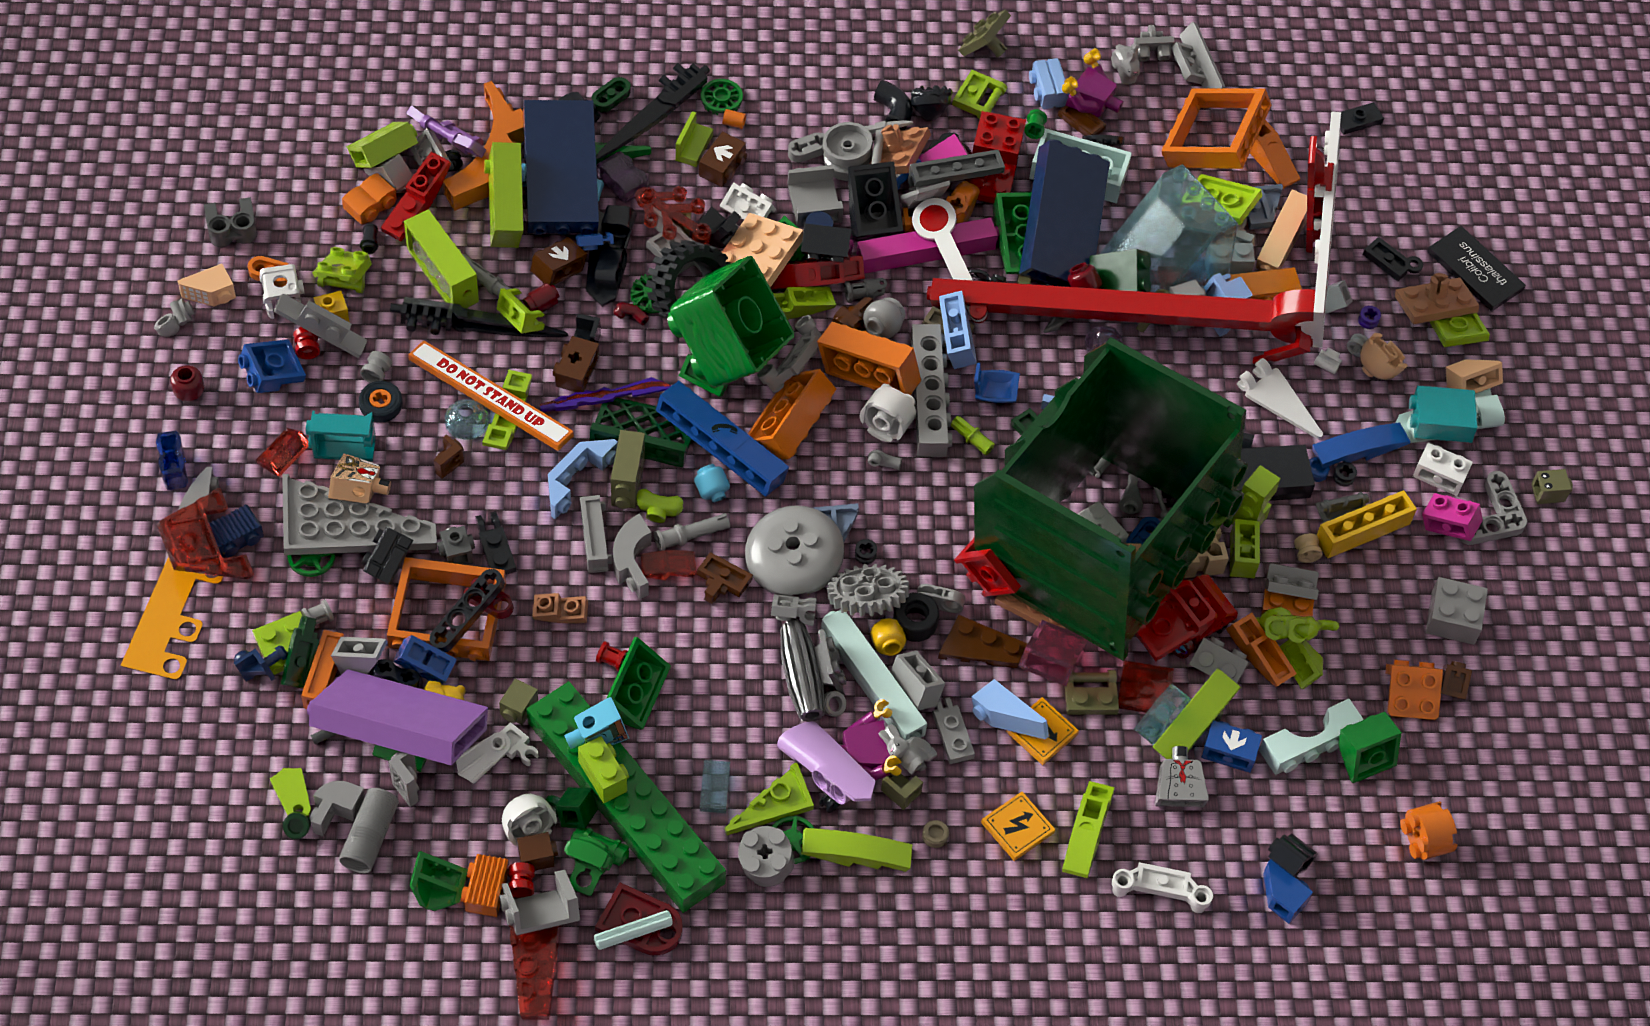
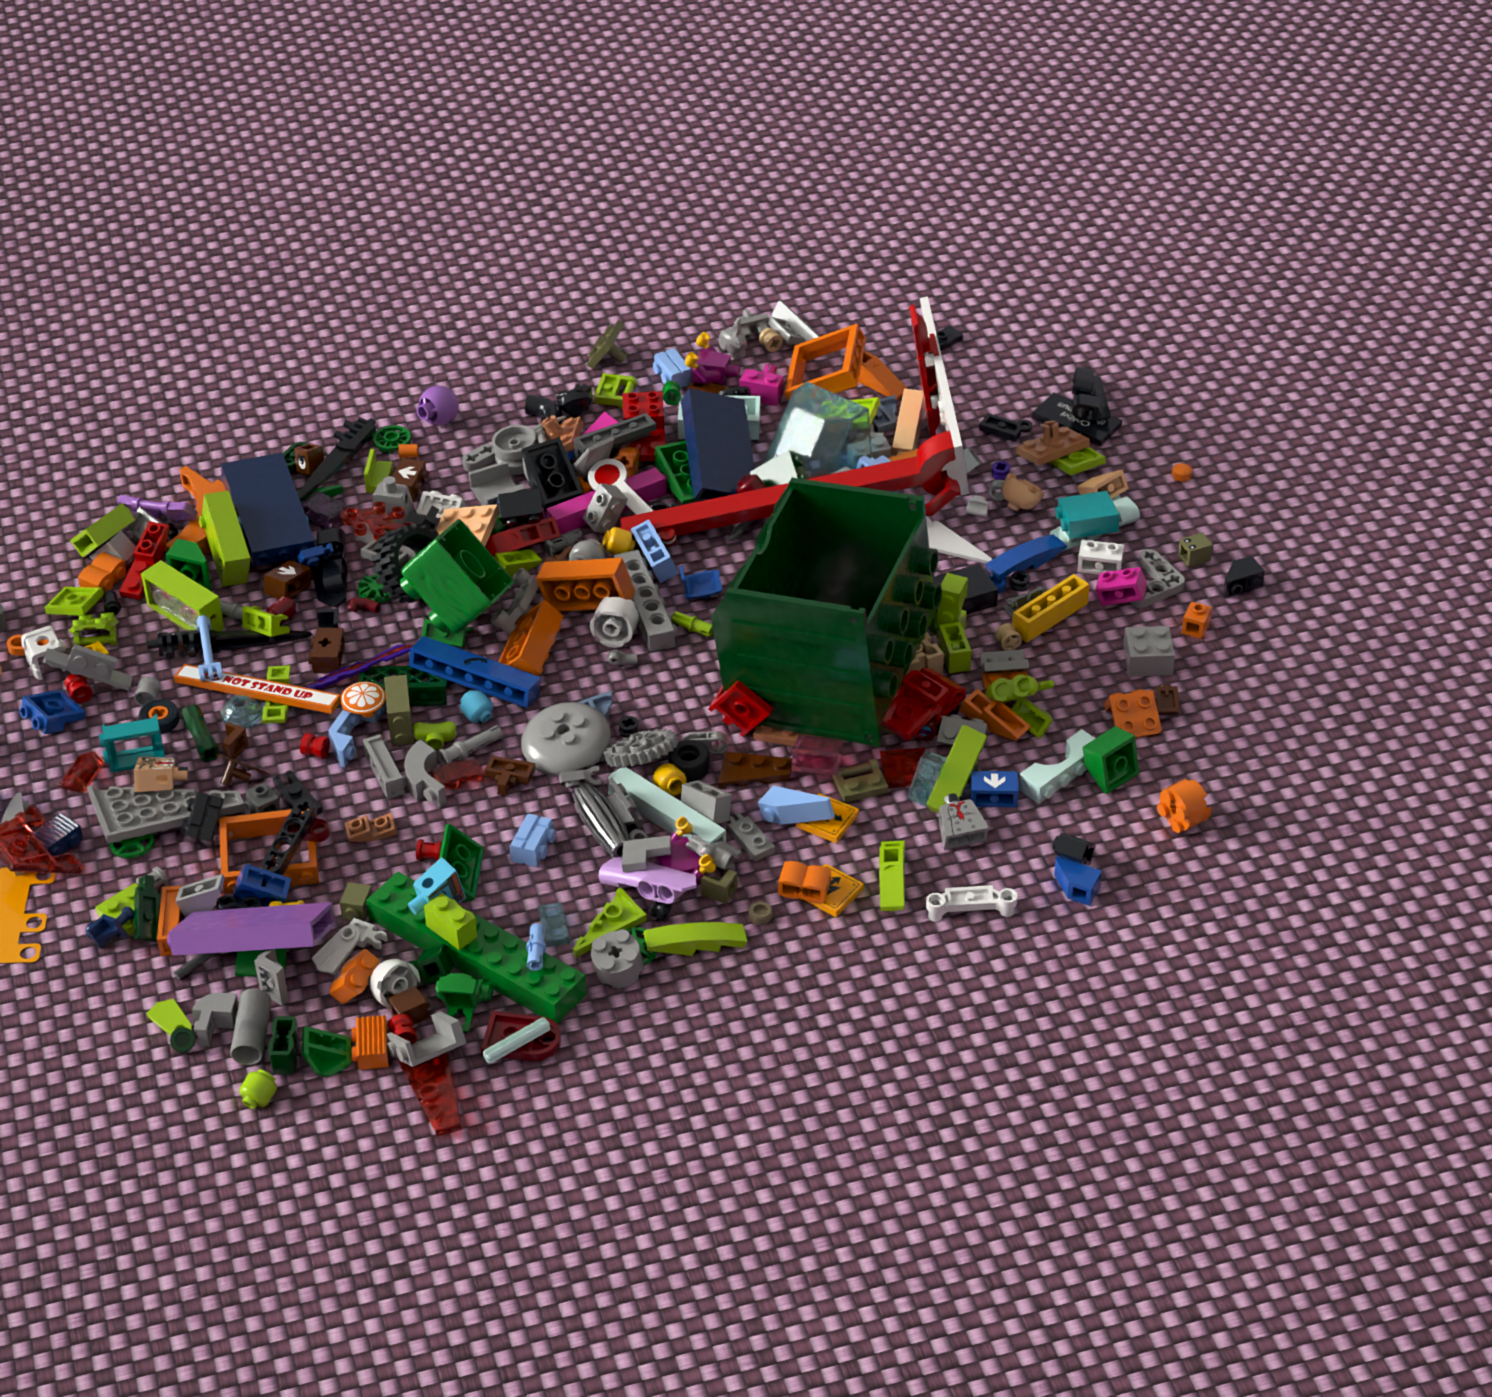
camera: 10 degrees left, 15 degrees down
(331, 227) = (74, 601): none -> lime plate
(355, 910) = (258, 1089): none -> lime head
(398, 862) = (284, 1045): none -> dark green brick
(416, 434) = (205, 743): none -> dark green axle
(442, 493) = (232, 771): none -> reddish brown shield
(453, 302) = (209, 667): none -> light blue hinge
(458, 217) = (190, 561): none -> green slope
(487, 803) = (354, 976): none -> orange brick
(530, 486) = (315, 745): none -> red wheel
(593, 445) = (363, 698): none -> dish
(624, 104) = (308, 458): none -> reddish brown brick
(682, 825) = (536, 947): none -> light blue pin
(699, 184) = (393, 495): none -> light grey torso
(722, 674) = (532, 840): none -> light blue brick
(780, 70) = (438, 405): none -> medium lavender brick
(830, 725) = (637, 851): none -> light grey tile
(920, 259) = (605, 508): none -> light grey brick
(922, 307) = (618, 541): none -> yellow head
(991, 814) = (804, 882): none -> orange brick
(1141, 133) = (764, 384): none -> dark pink brick
(1168, 70) = (770, 339): none -> tan wheel
(1498, 245) = (1089, 396): none -> black panel
(1522, 582) = (1196, 620): none -> orange brick
(1570, 373) = (1182, 472): none -> orange tile
(1594, 537) = (1243, 577): none -> black slope

